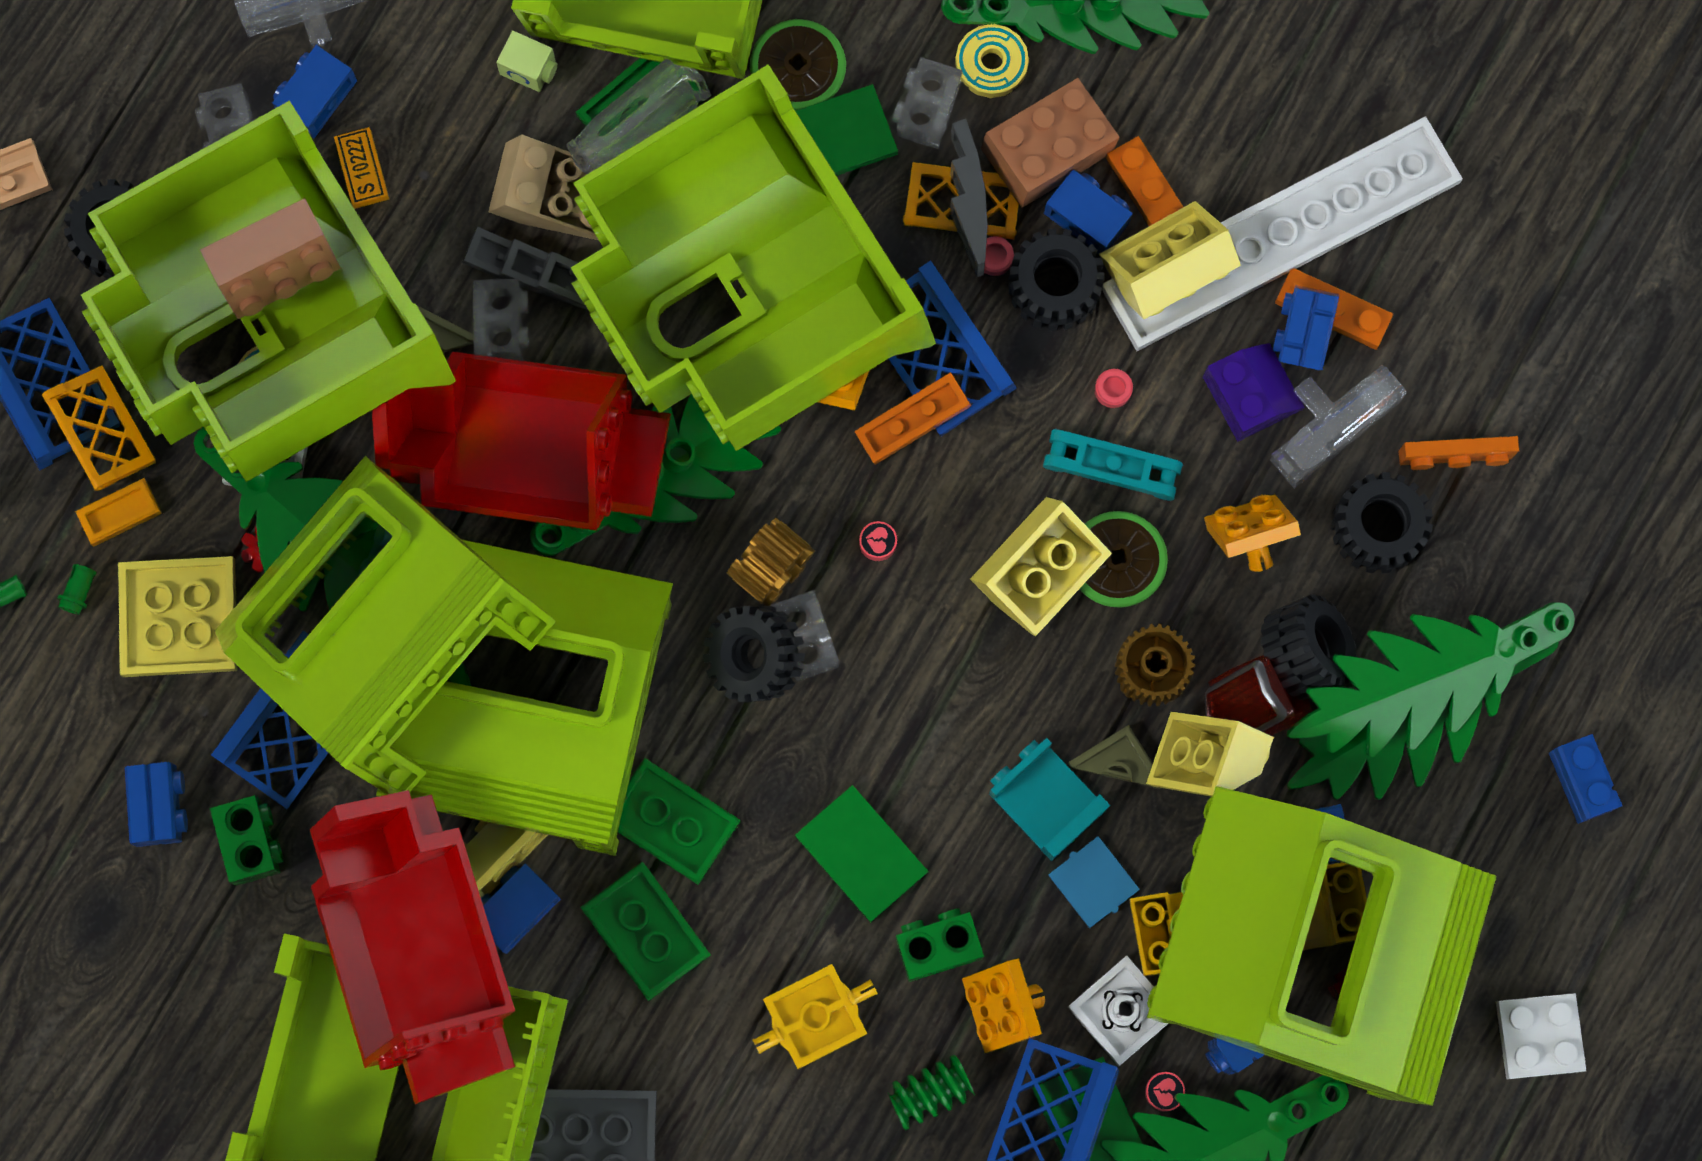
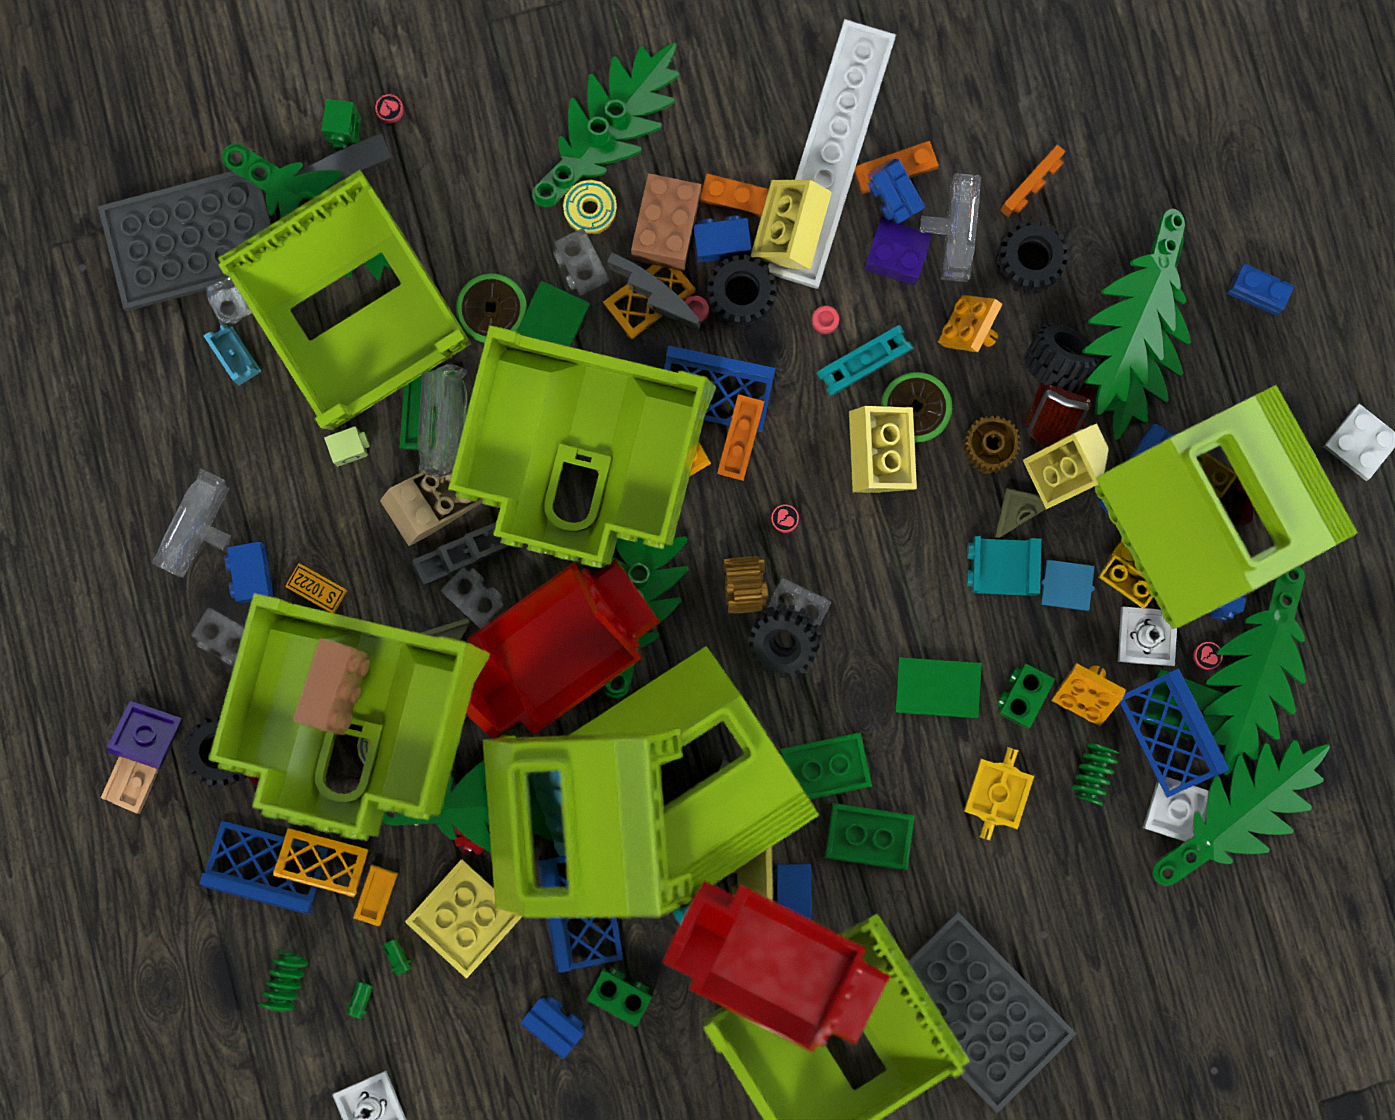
camera: 45 degrees left, 5 degrees up
(60, 145) = (144, 735): none -> dark purple plate

